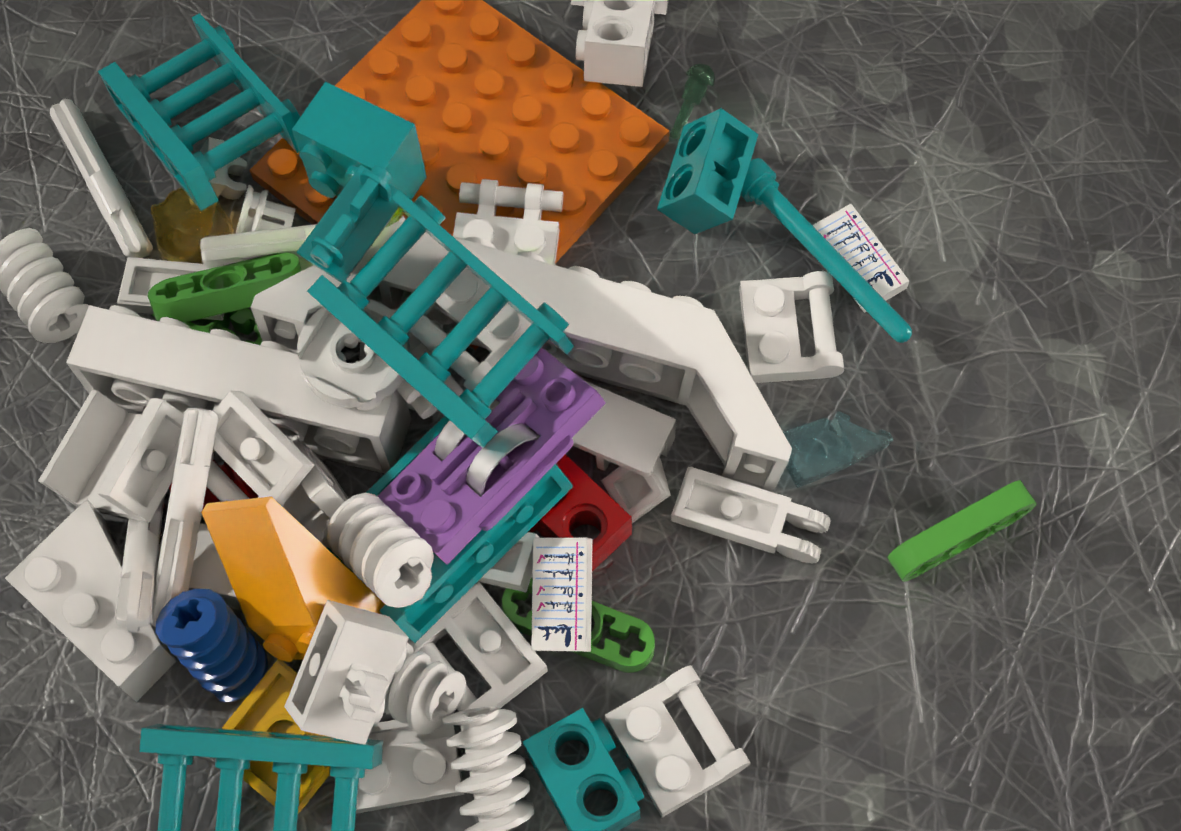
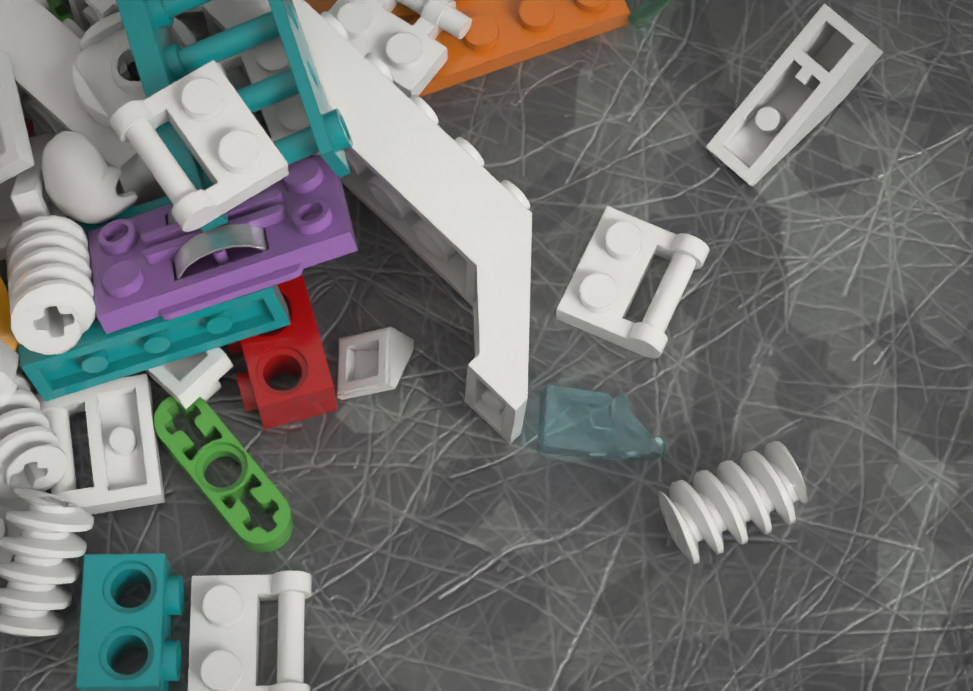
camera: 25 degrees right, 0 degrees up
(354, 457) = (81, 180): none -> white hair
(466, 366) = (218, 134): none -> white plate
(562, 594) = (214, 429): white tile -> none
(626, 434) = (379, 294): white panel -> none
(708, 171) = (638, 73): teal brick -> none
(746, 515) = (461, 450): white hinge -> none
(763, 189) = (689, 114): teal piece -> none
(826, 133) = (794, 95): none -> white slope
(863, 251) = (750, 245): white tile -> none
(961, 531) = (678, 587): bright green beam -> none
(963, 446) = (733, 499): none -> white piece

